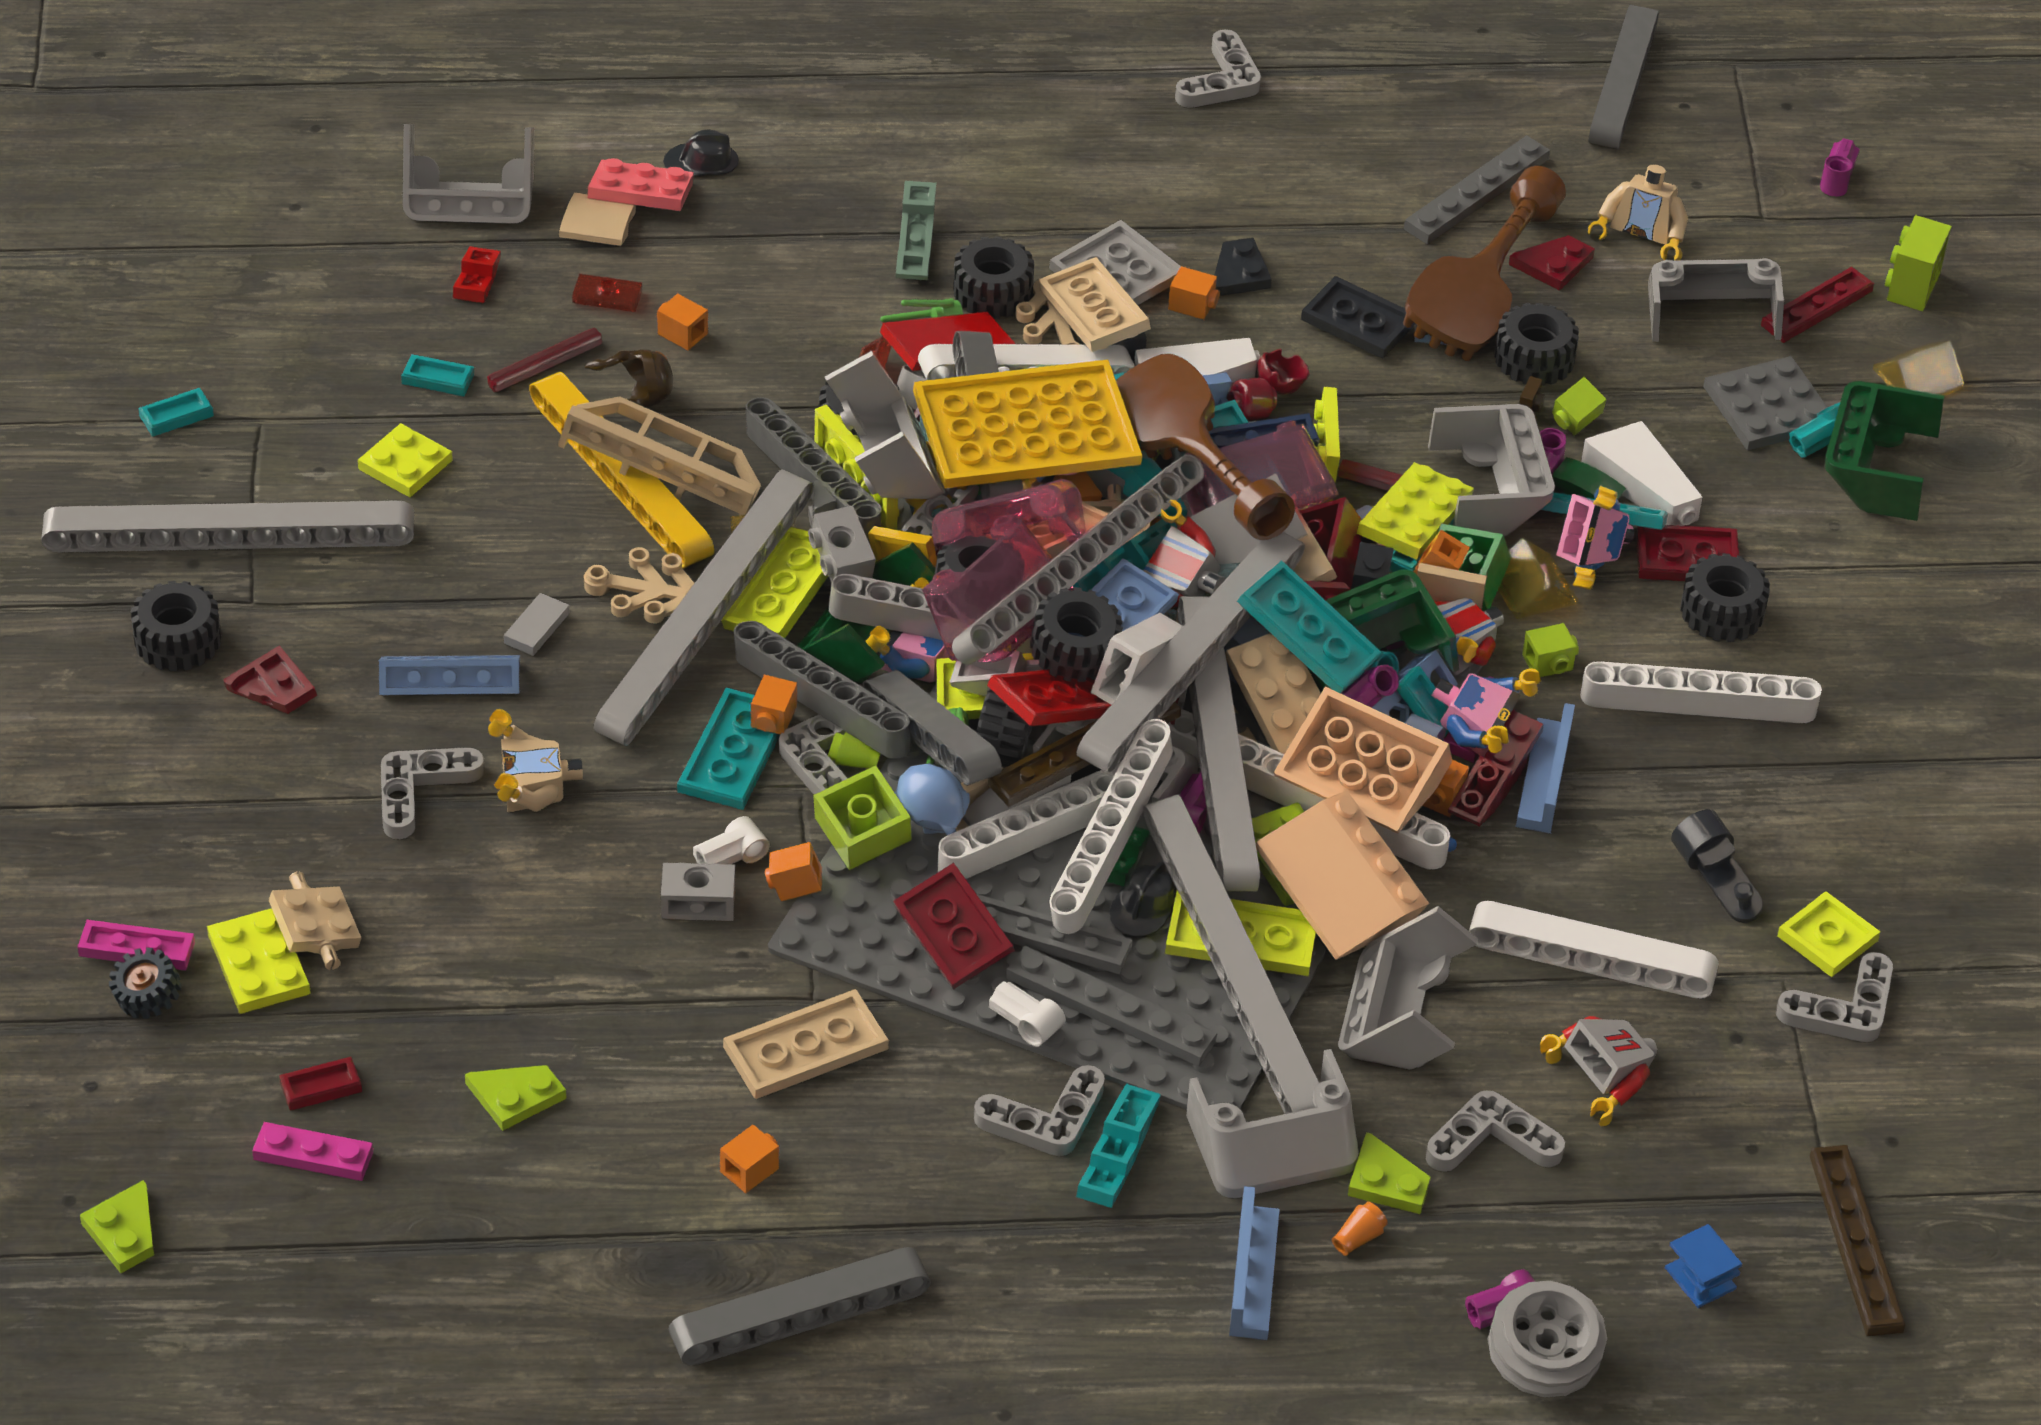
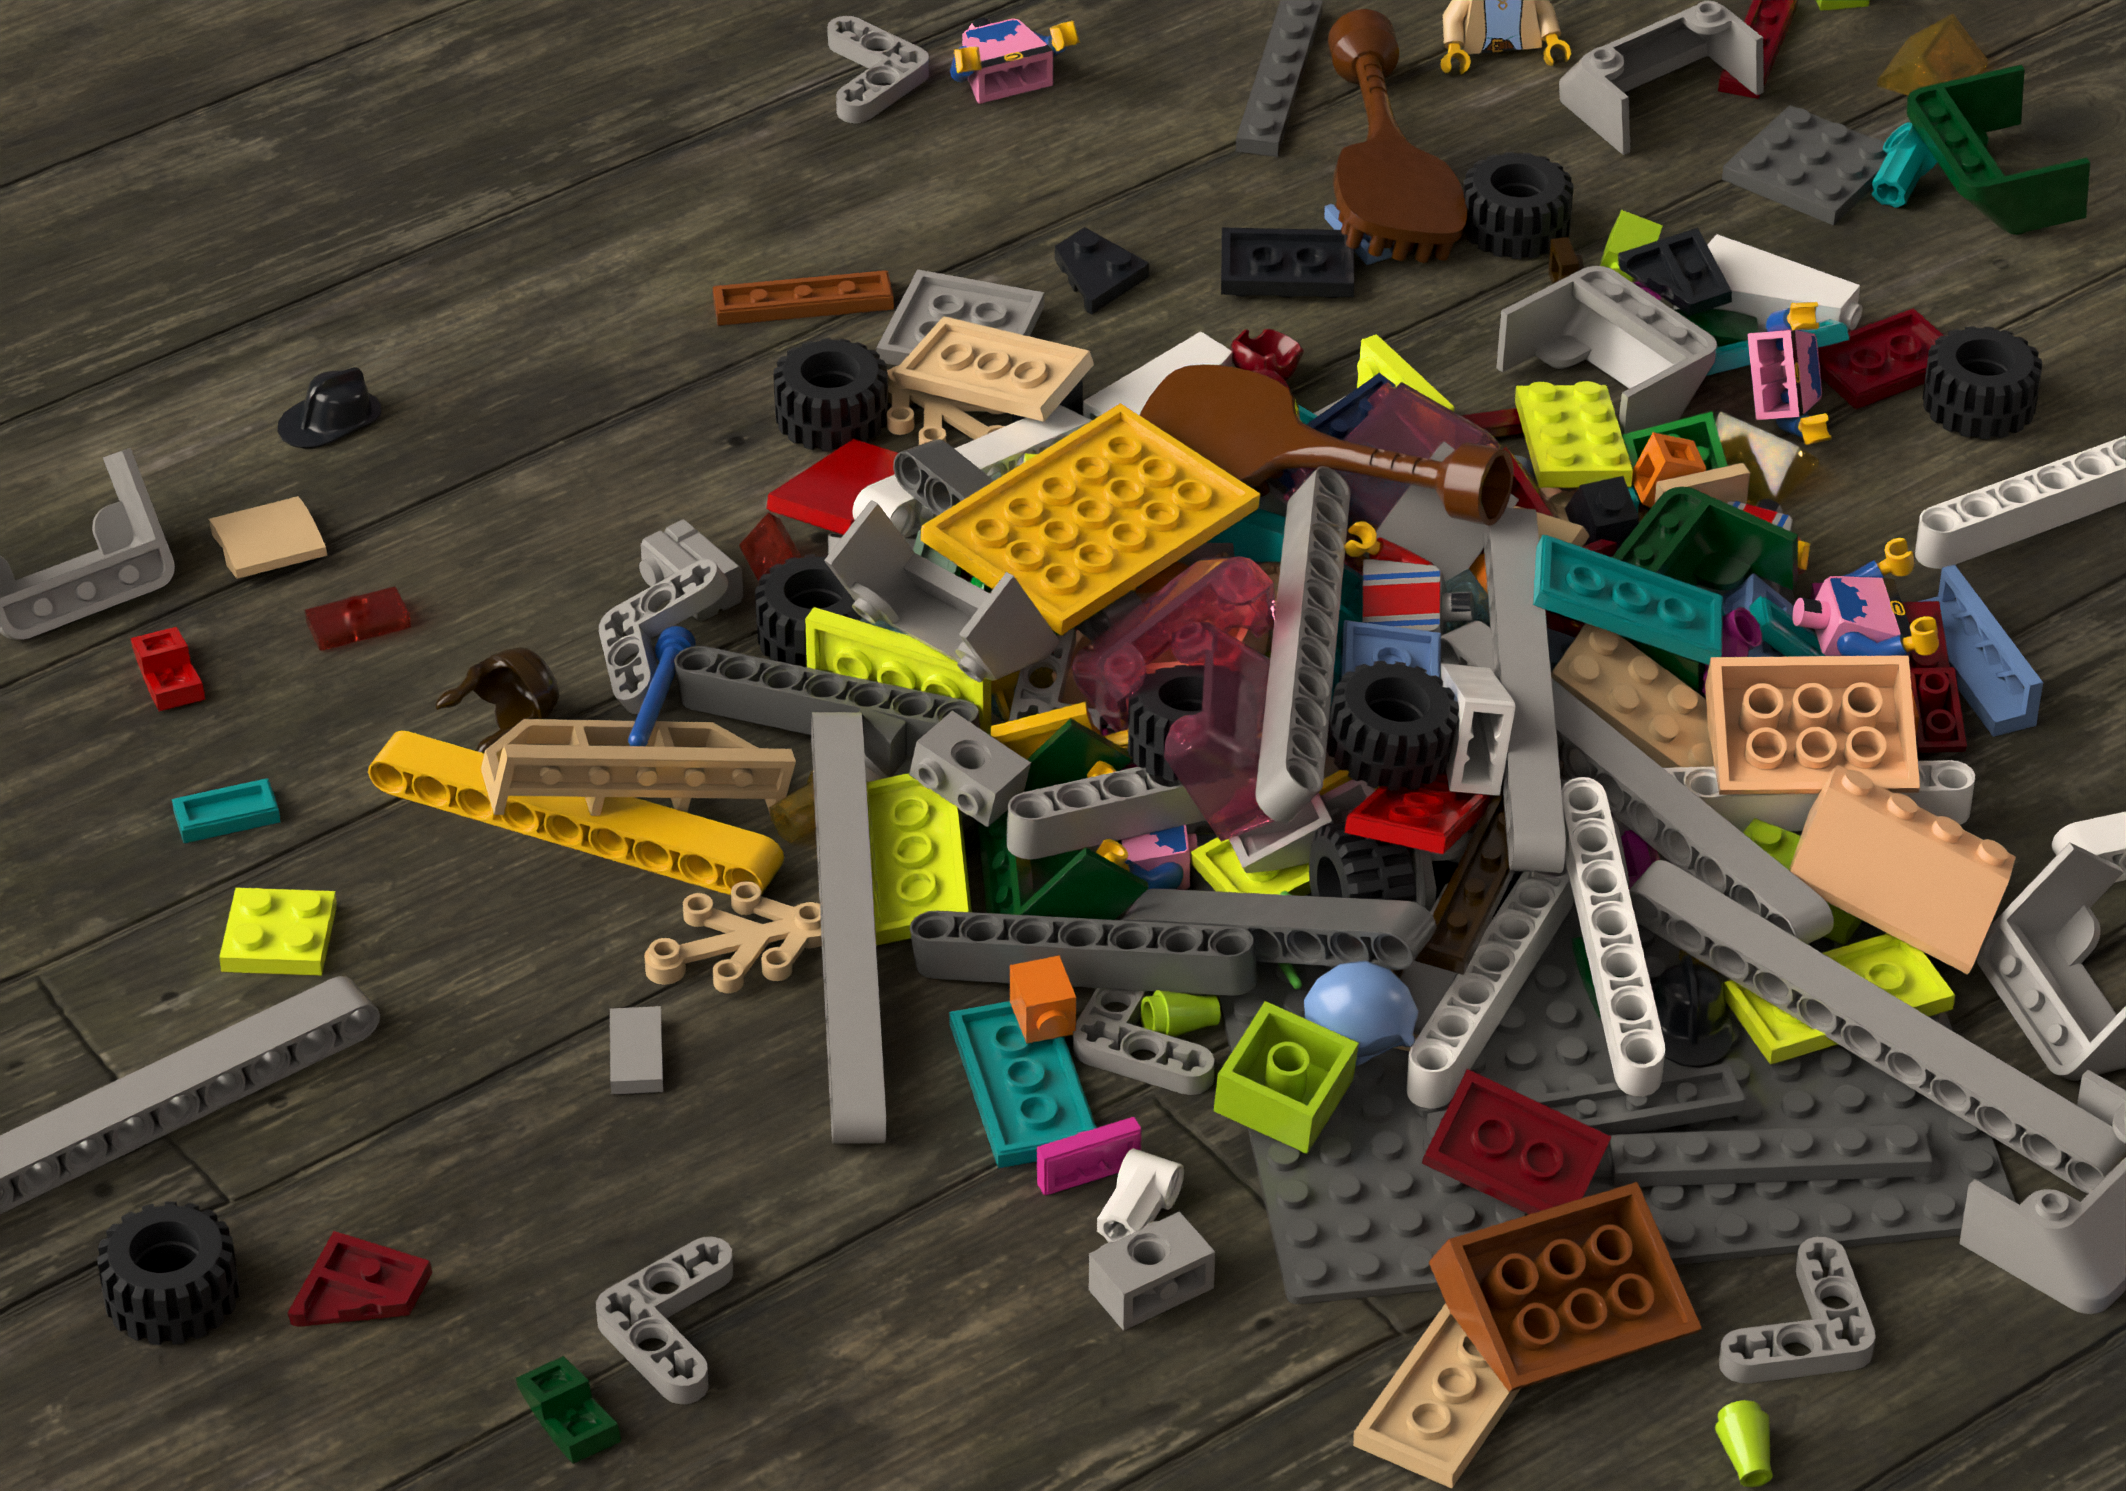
camera: 30 degrees left, 5 degrees down
(323, 808) = (566, 1410): none -> dark green slope
(449, 675) = (585, 1162): medium blue fence -> none
(531, 767) = (801, 1225): torso -> none
(544, 359) = (351, 731): dark red axle -> none
(640, 184) = (287, 473): coral plate -> none
(682, 321) = (490, 608): orange brick -> none
(721, 807) = (1086, 1155): none -> dark pink plate
(755, 368) = (703, 586): none -> light grey beam
(765, 389) = (669, 644): none -> blue piece
(794, 871) = (1252, 1186): orange brick -> none
(814, 348) = (681, 546): none -> light grey brick
(907, 1018) = (1565, 1287): none -> dark orange slope
(916, 230) = (680, 387): sand green slope -> none
(940, 308) = (800, 458): bright green plant -> none
(941, 1159) = (1746, 1438): none -> lime cone
(1033, 1018) = (1707, 1213): white piece -> none
(1042, 207) = (803, 297): none -> dark orange tile
(1118, 1145) = (1928, 1317): teal slope -> none
(1193, 293) = (1078, 314): orange brick -> none
(1303, 102) = (1008, 57): none -> torso
(1550, 649) = (1852, 525): lime brick -> none
(1554, 260) = (1439, 113): dark red wing -> none
(1585, 434) = (1679, 271): none -> black wing

